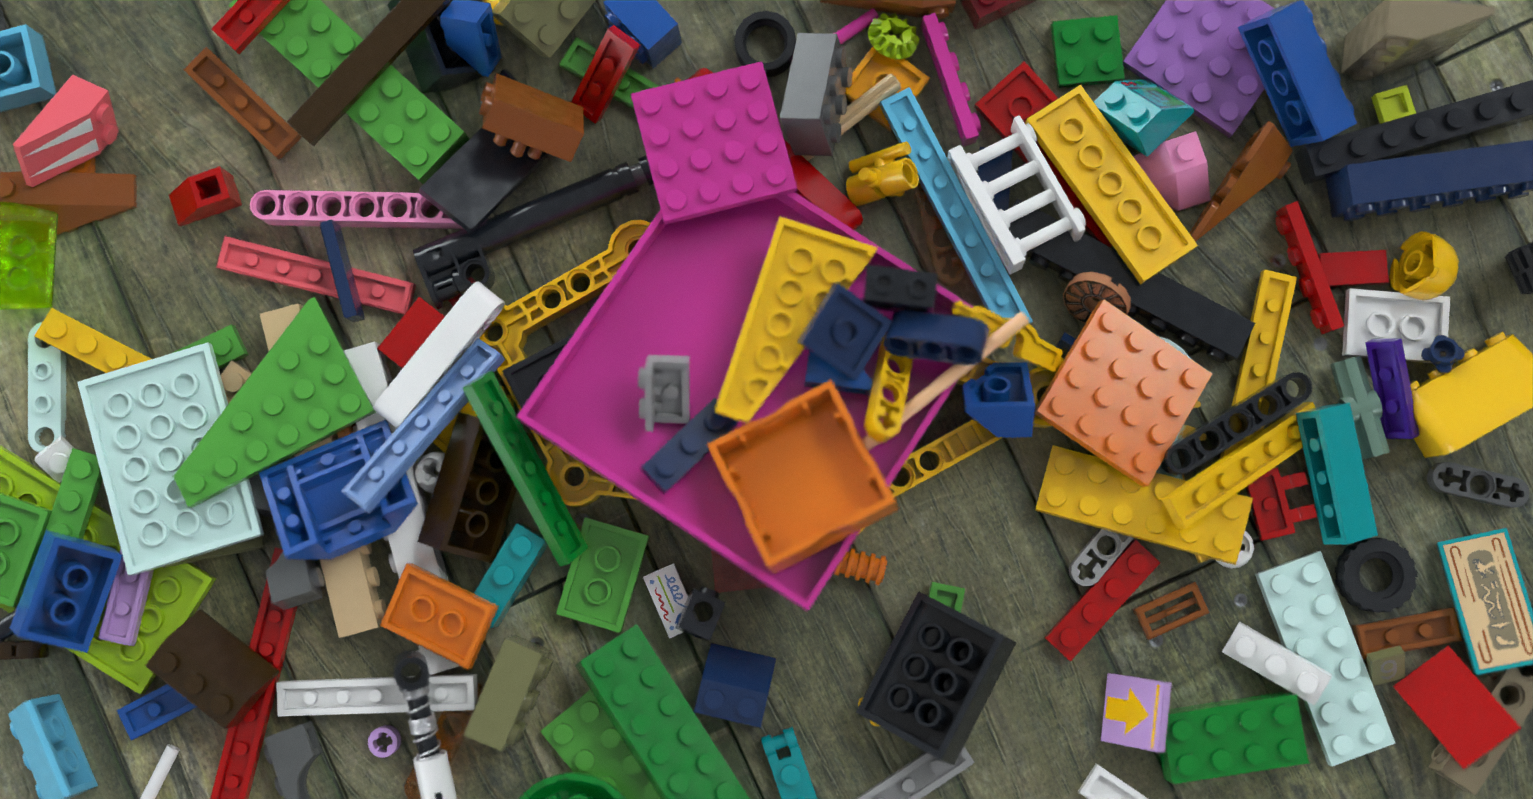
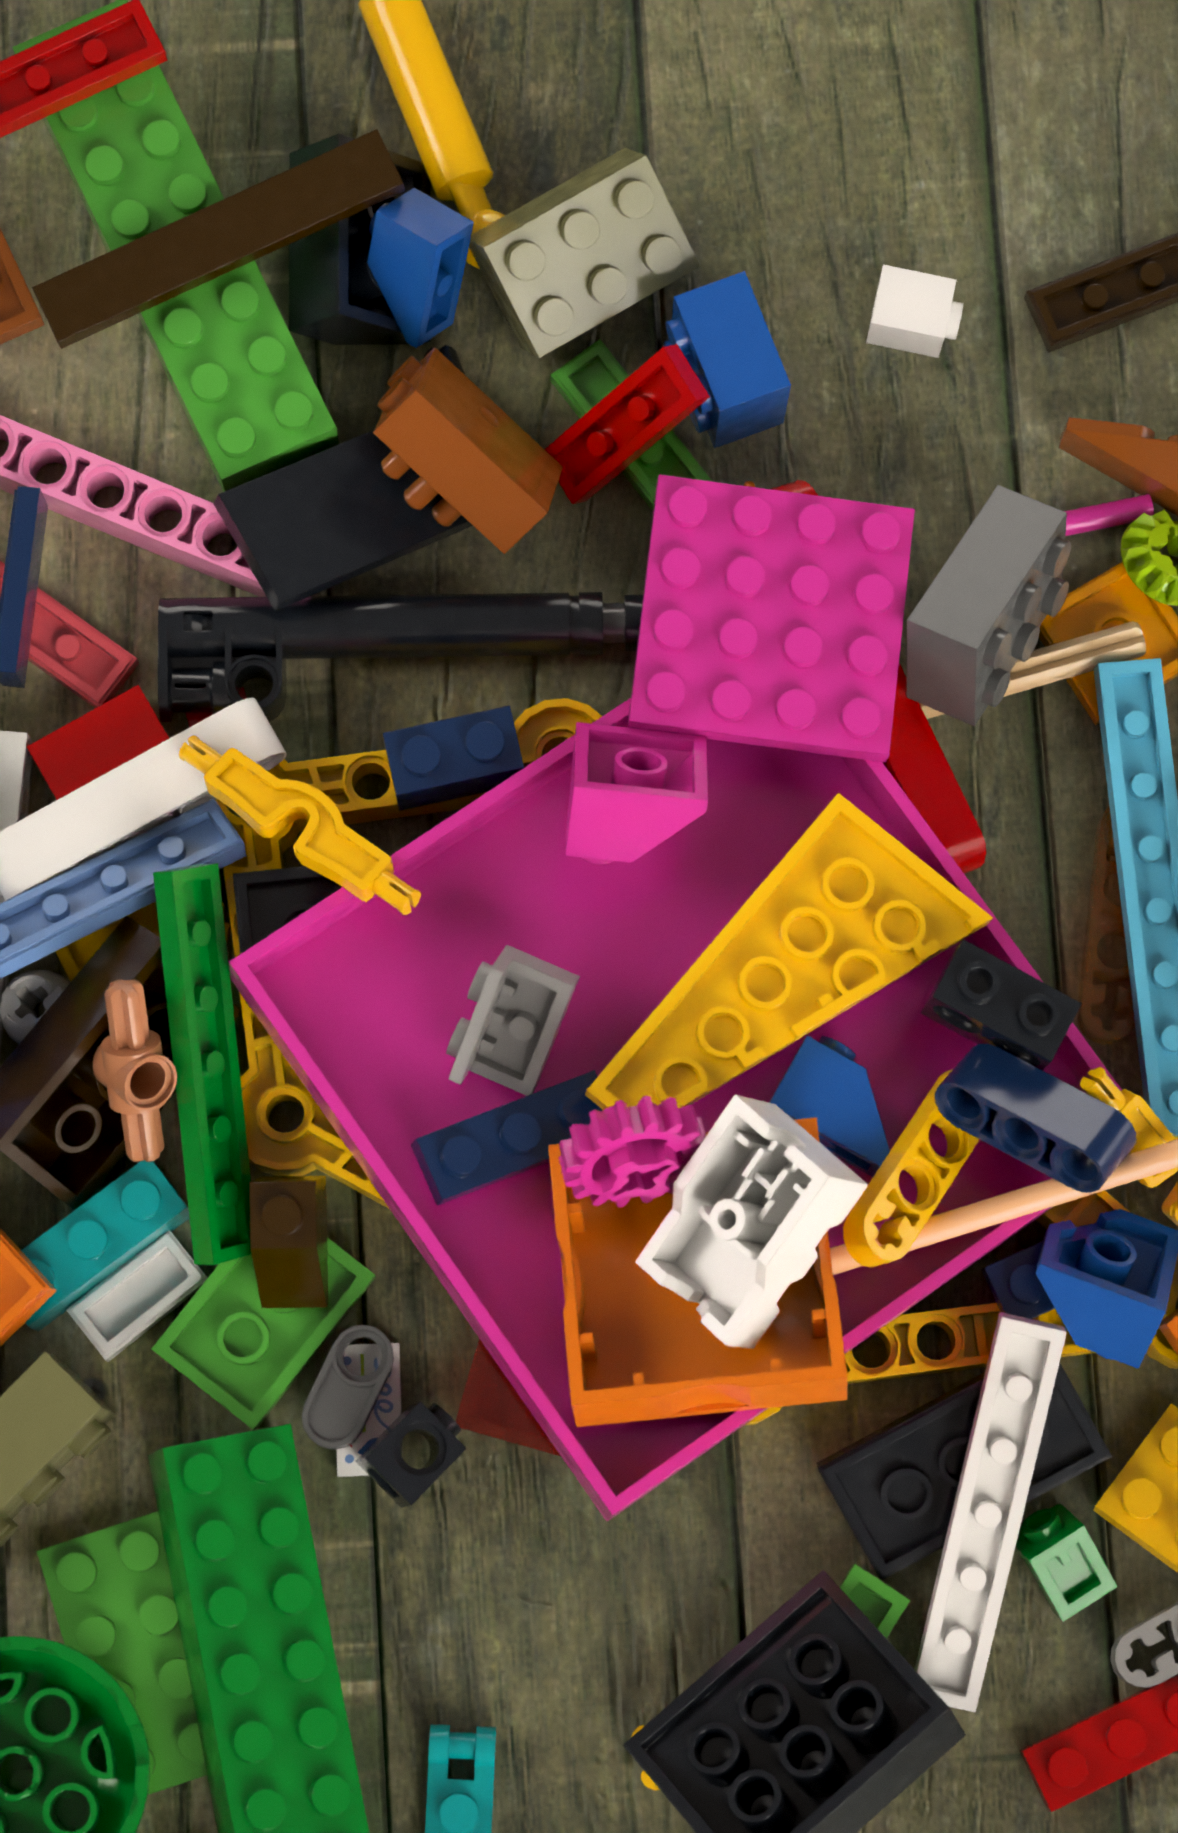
camera: 10 degrees right, 5 degrees down
(492, 486) = (134, 1070): none -> nougat axle
(539, 340) = (326, 841): none -> yellow piece
(539, 590) = (137, 1295): none -> white tile
(585, 272) = (452, 757): none -> dark blue brick
(600, 536) = (290, 1240): none -> dark brown slope
(657, 602) = (342, 1400): none -> dark grey piece
(679, 255) = (632, 790): none -> dark pink slope
(735, 685) = (423, 1608): dark blue slope -> none
(749, 432) = (630, 1151): none -> dark pink gear
(769, 19) = (957, 443): black tyre -> none
(817, 442) = (748, 1218): none -> white piece
(844, 331) = (874, 1042): dark blue plate -> none
(862, 566) = (737, 1484): orange piece -> none
(881, 175) = (1049, 795): yellow pin -> none
(958, 420) = (1016, 1284): none -> dark blue plate
(964, 511) = (906, 1475): none -> black tile
(985, 530) = (989, 1507): none -> white plate
(1029, 540) = (1063, 1560): none -> bracket

